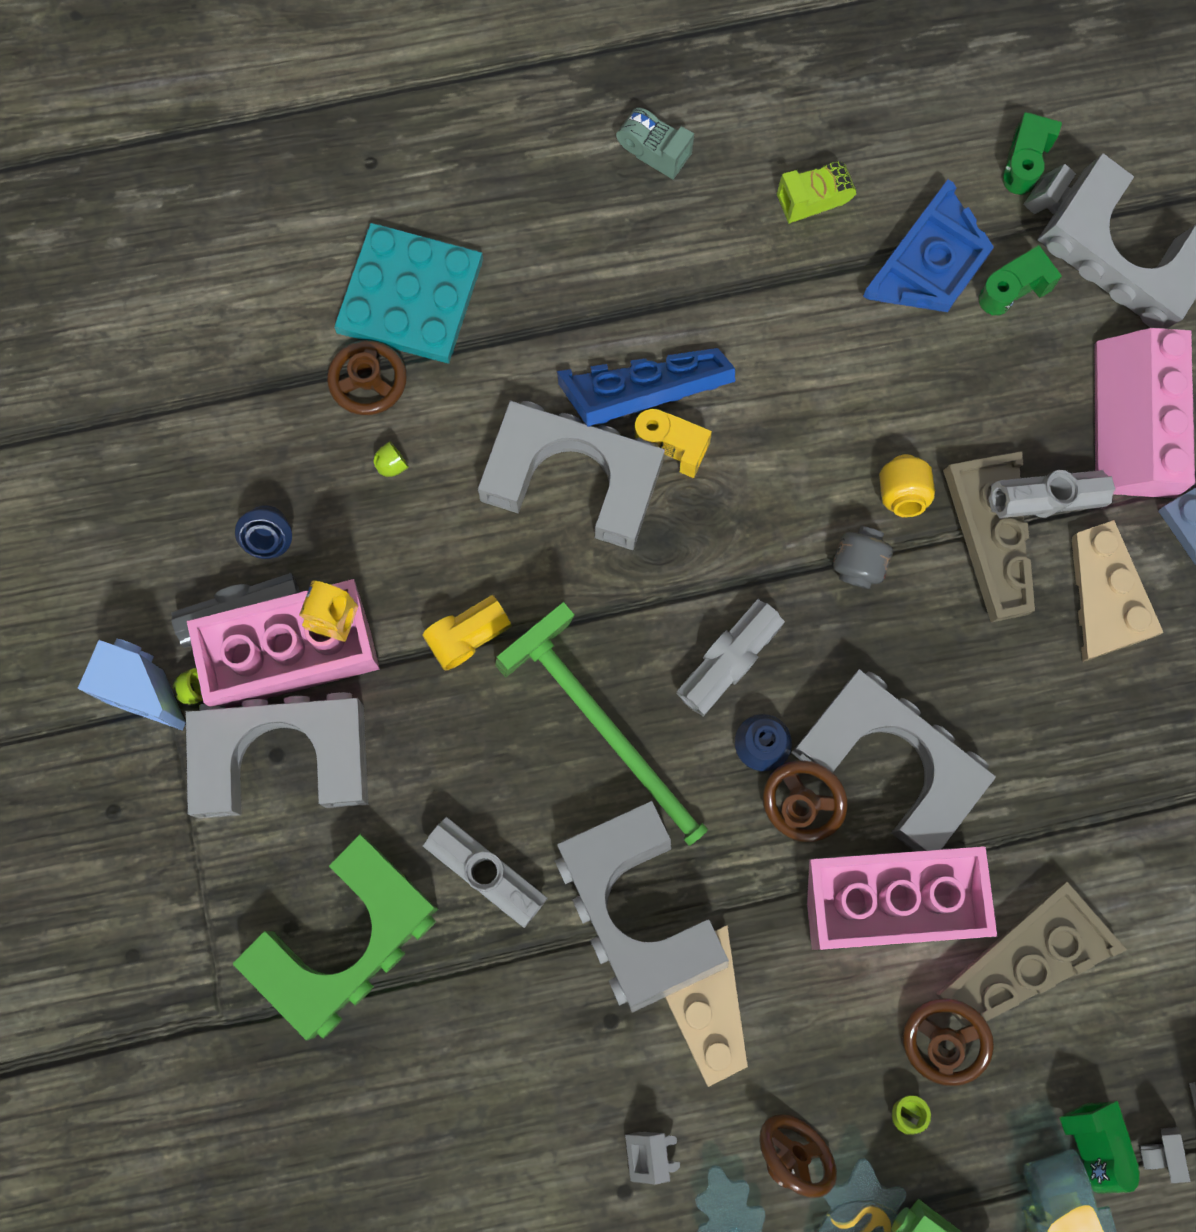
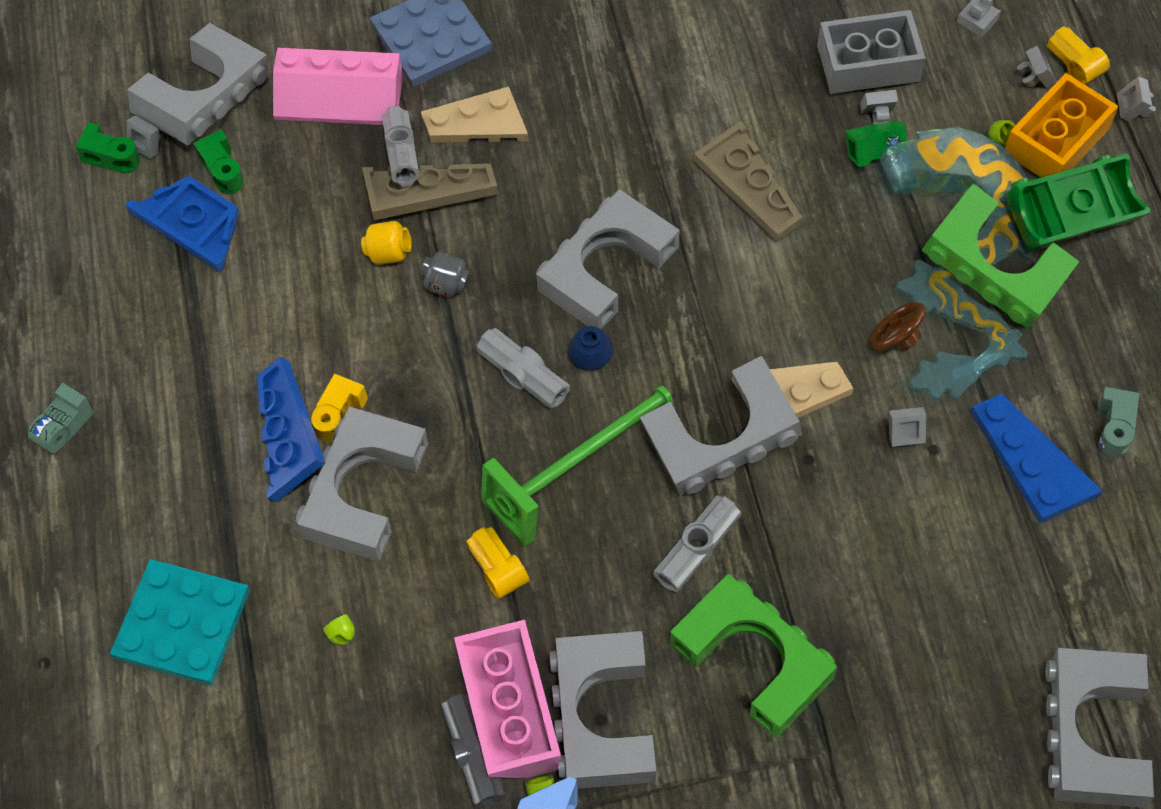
camera: 85 degrees left, 15 degrees down
(263, 532) = (403, 728): dark blue cone -> none
(328, 611) = (486, 643): yellow leg -> none
(365, 359) = (258, 642): reddish brown piece -> none
(793, 813) = (651, 314): reddish brown piece -> none
(814, 191) = (122, 301): lime leg -> none
(900, 898) = (712, 255): bright pink slope -> none
(915, 1108) = (859, 256): lime hinge -> none
(943, 1058) = (823, 225): reddish brown piece -> none

